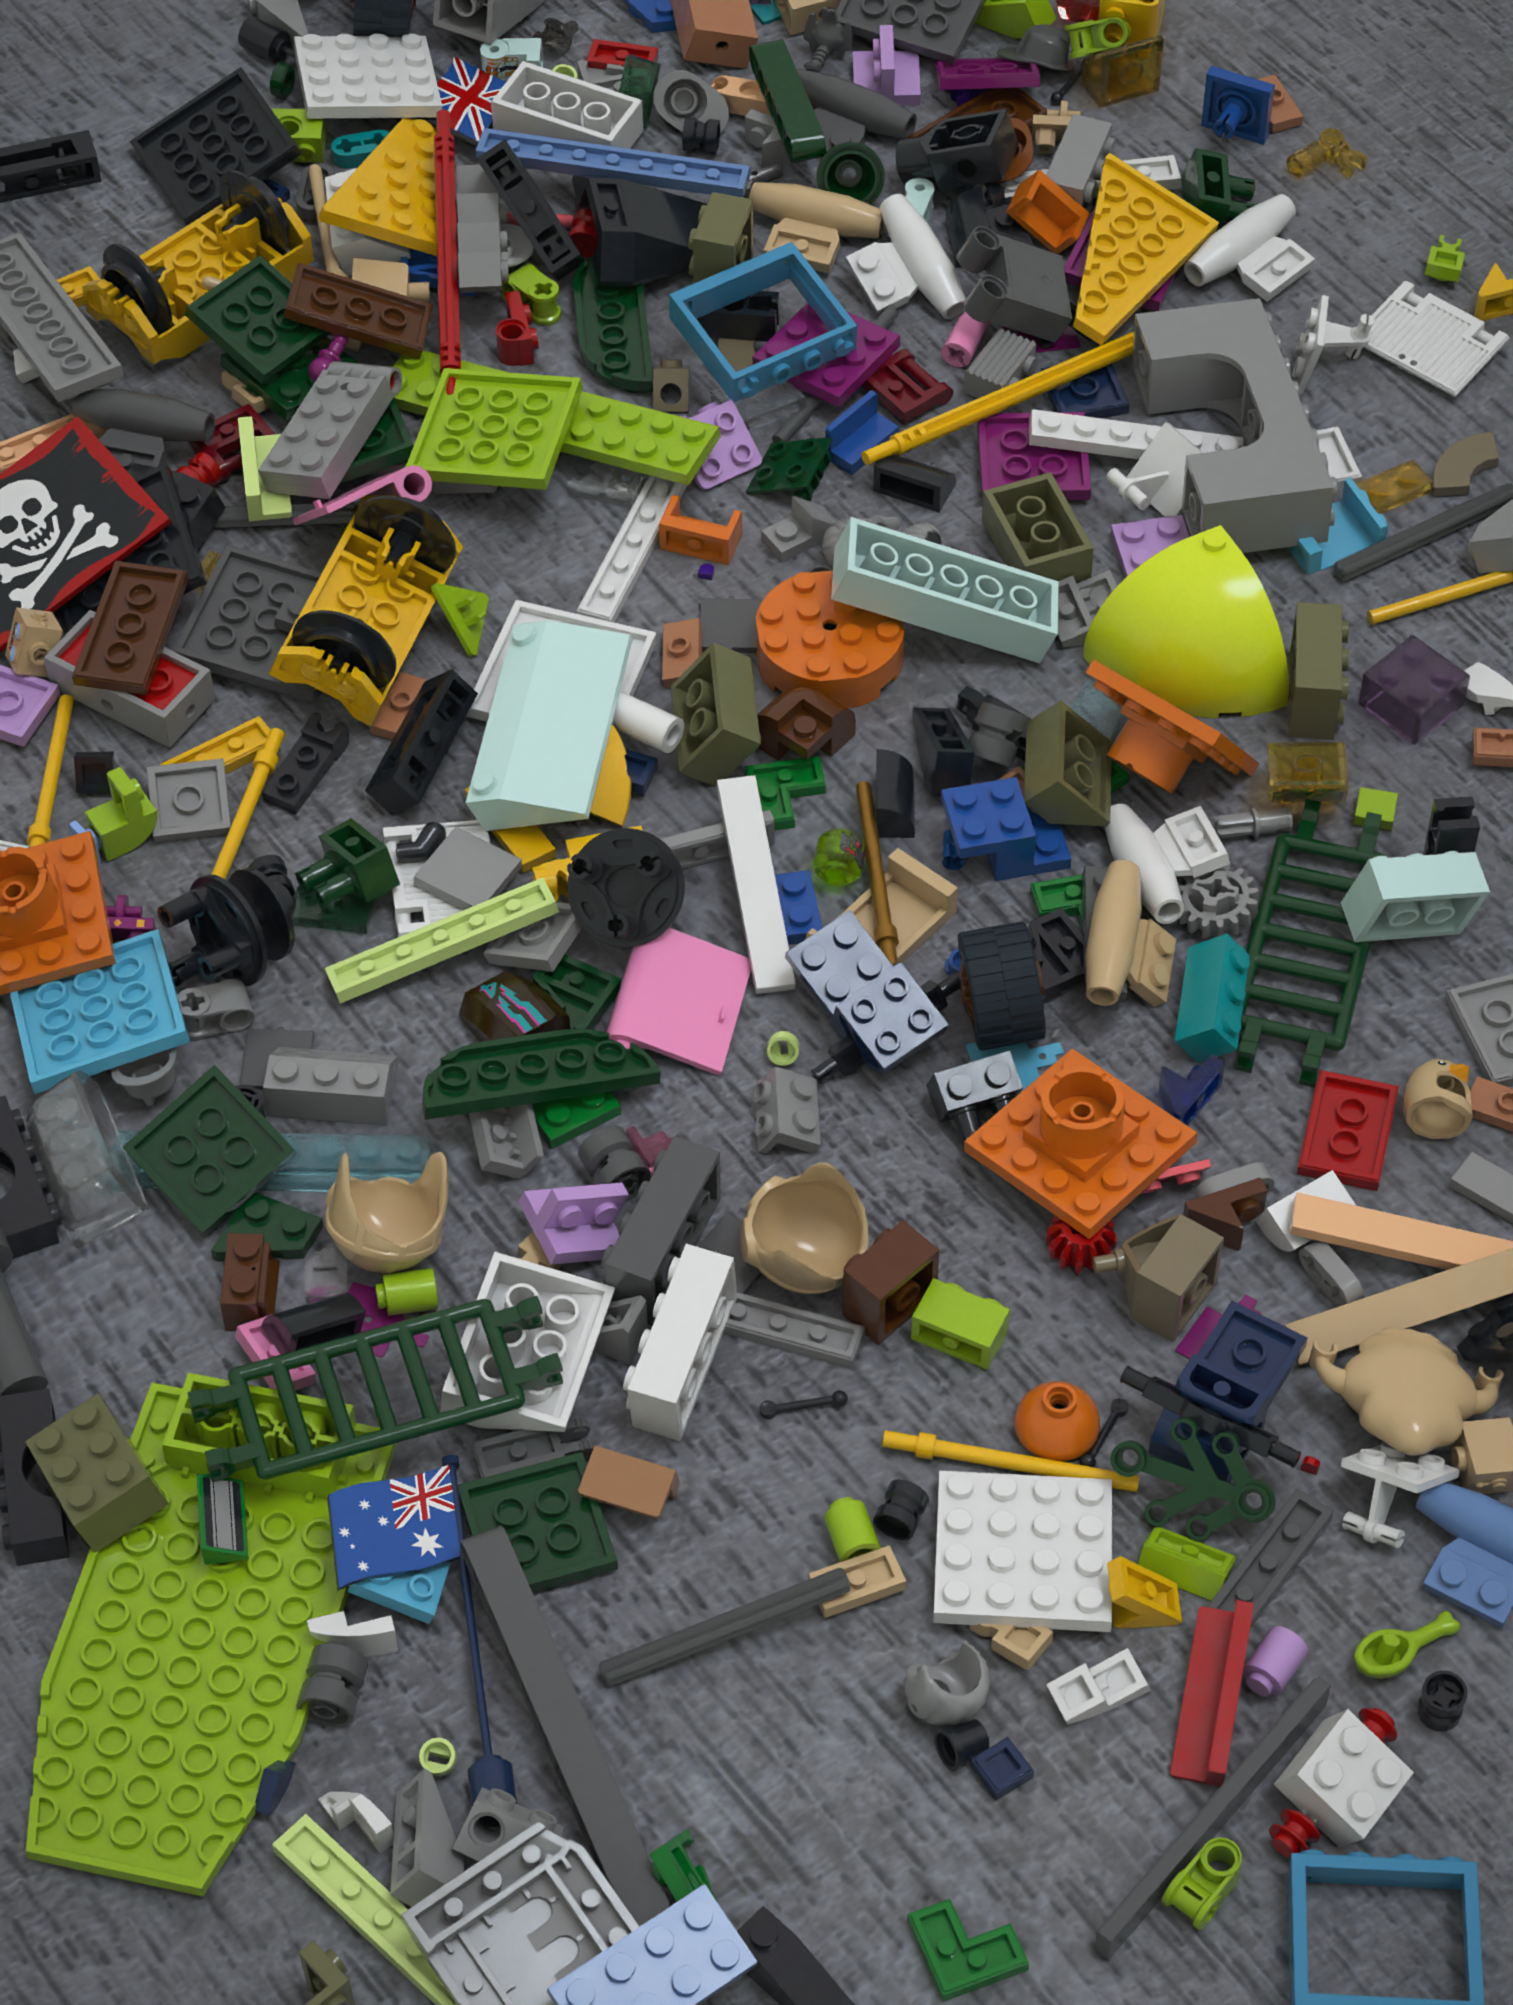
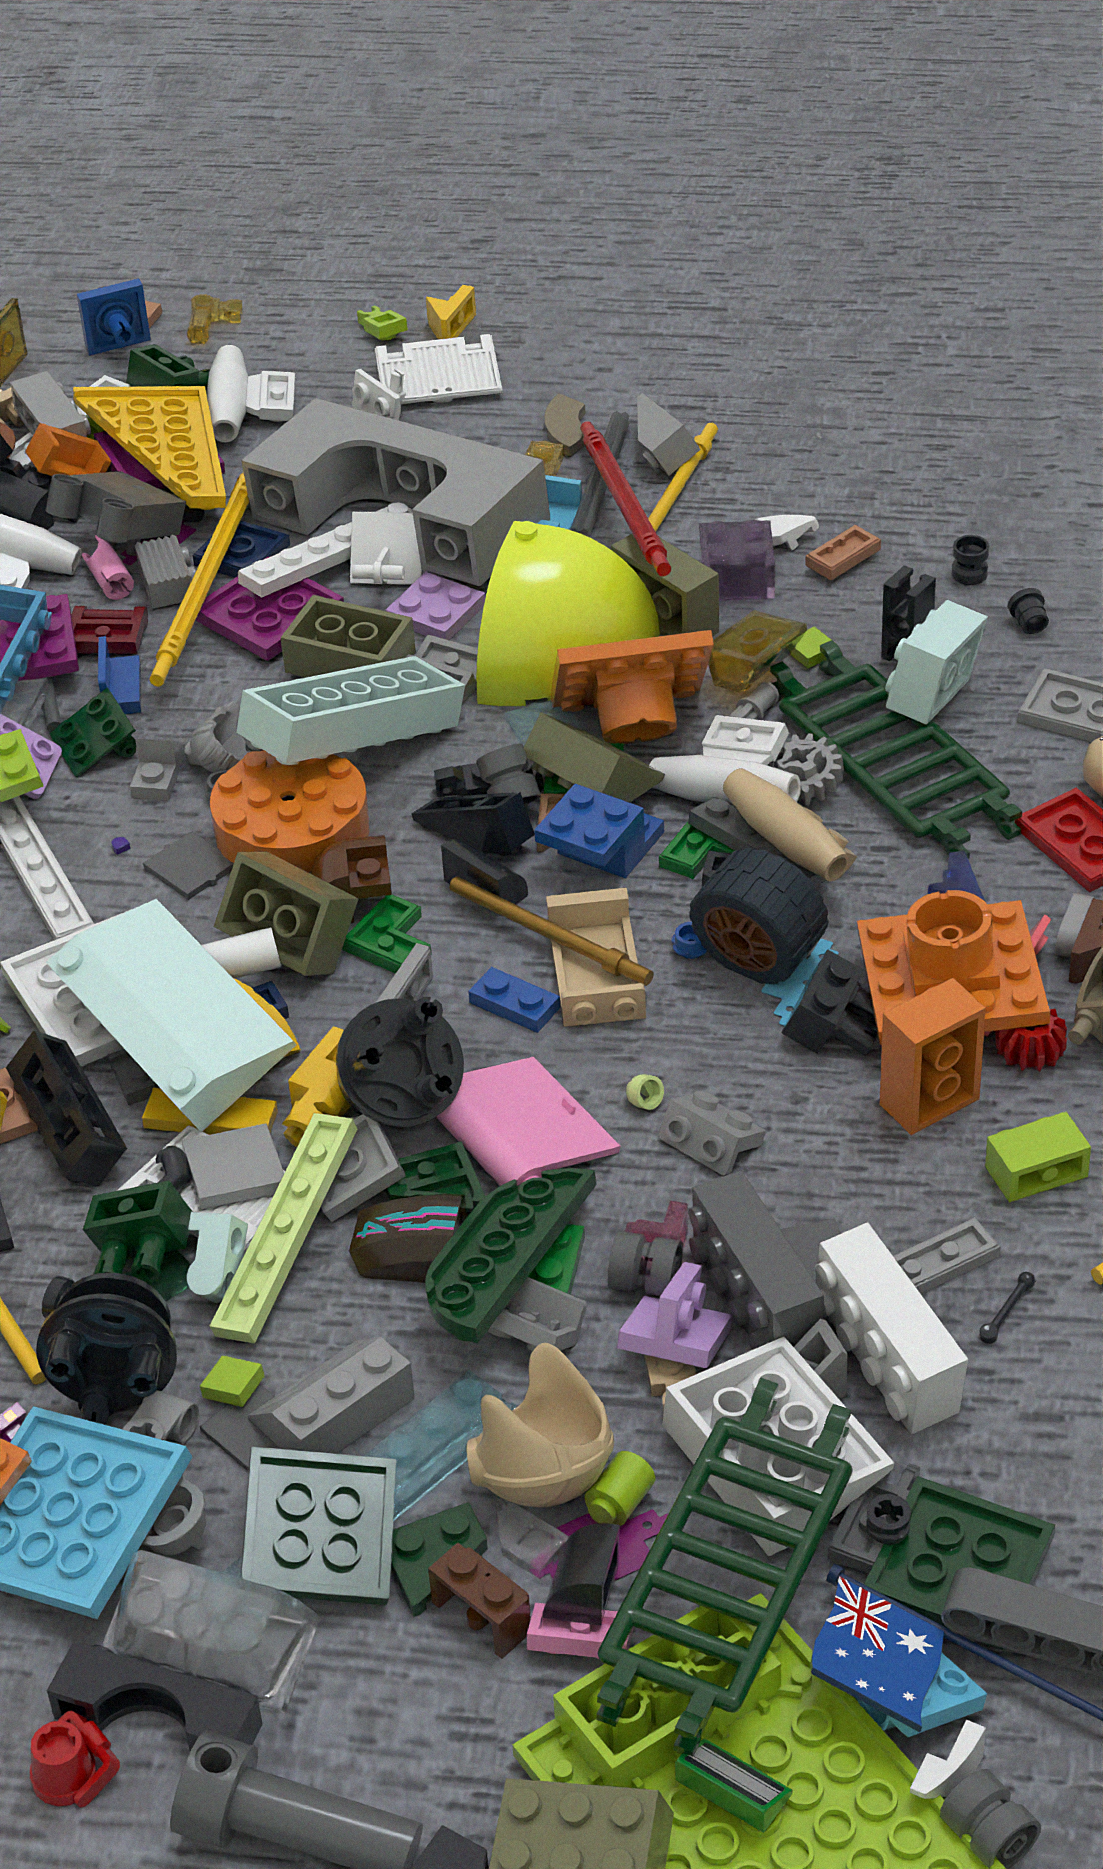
camera: 45 degrees left, 10 degrees down
(296, 1016) = (232, 1381): none -> lime tile
(379, 922) = (217, 1253): none -> light aqua leg
(521, 1446) = (897, 1509): none -> black bush
(628, 1482) = (984, 1463): medium nougat panel -> none
(680, 648) = (186, 903): nougat plate -> none
(699, 537) = (85, 824): orange panel -> none
(755, 884) = (475, 999): white tile -> none
(804, 1229) = (861, 1175): tan piece -> none
(839, 857) = (505, 939): clear neon green head -> none
(870, 1001) = (689, 1009): piece -> none
(888, 1281) = (962, 1163): reddish brown brick -> none
(913, 482) = (202, 681): black brick -> none
(950, 855) = (577, 880): blue piece -> none
(964, 1187) = (931, 1055): none -> orange brick
(1212, 998) = (894, 822): teal brick -> none
(1367, 568) = (625, 499): none -> red axle

